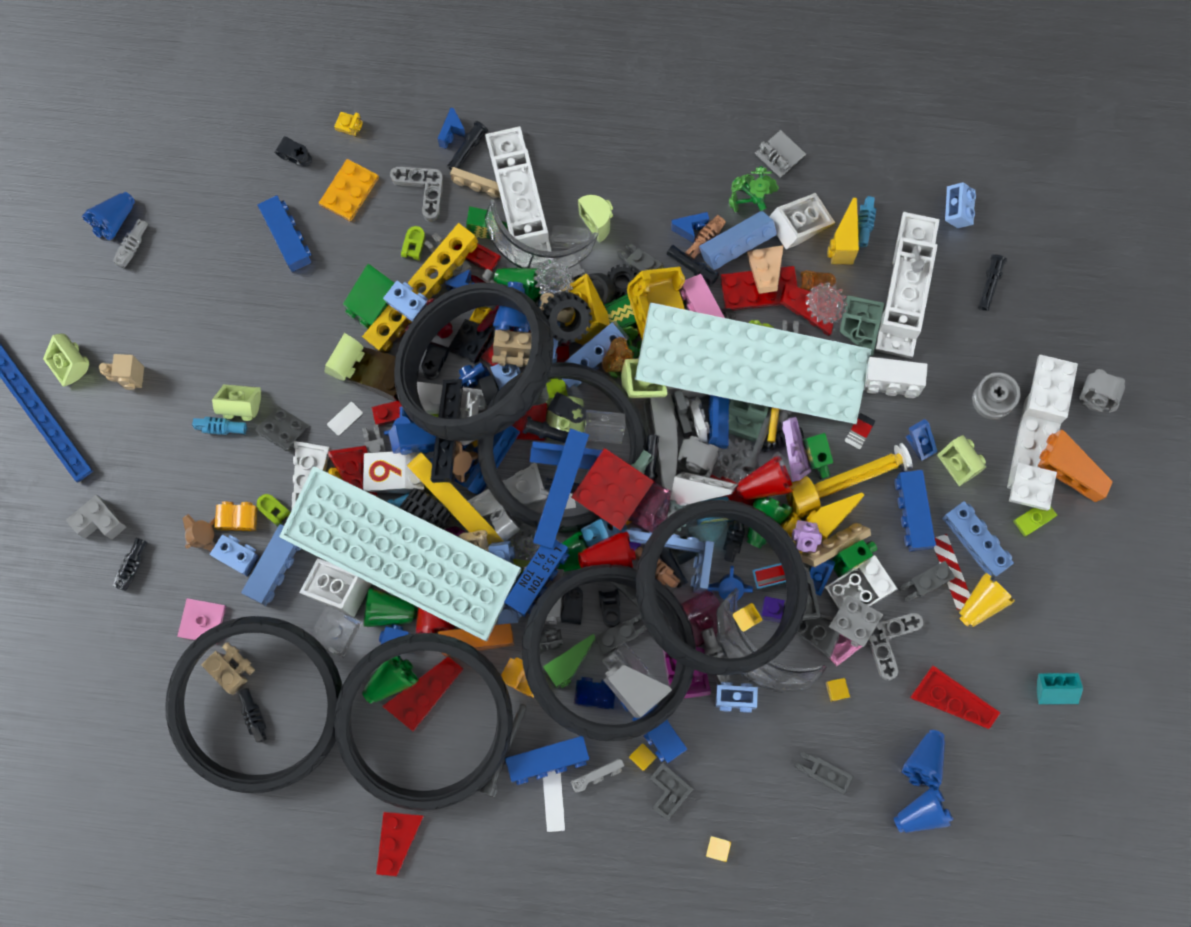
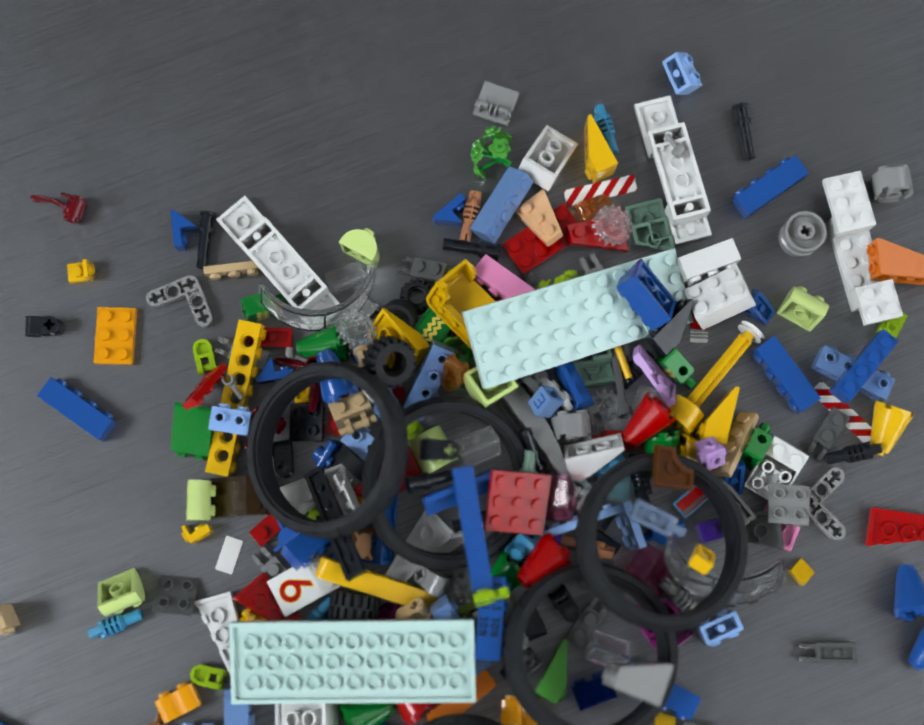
camera: 30 degrees left, 5 degrees up
(327, 387) = (200, 532): none -> yellow bracket
(370, 69) = (73, 207): none -> dark red plant
(400, 264) = (205, 387): none -> red wing
(423, 273) = (231, 384): none -> light grey hand
(542, 553) = (487, 596): none -> lime plate
(684, 421) = (545, 401): none -> medium blue brick
(724, 560) = (656, 519): none -> sand blue hinge
(759, 527) = (669, 471): none -> reddish brown tile
(823, 374) = (646, 295): none -> blue slope
(827, 418) = (669, 335): none -> black slope
(842, 273) = (608, 188): none -> sticker
(889, 411) = (720, 297): none -> white brick
(940, 609) = (854, 453): none -> black hinge
(988, 341) = (770, 186): none -> blue brick
(988, 533) = (863, 366): none -> blue brick

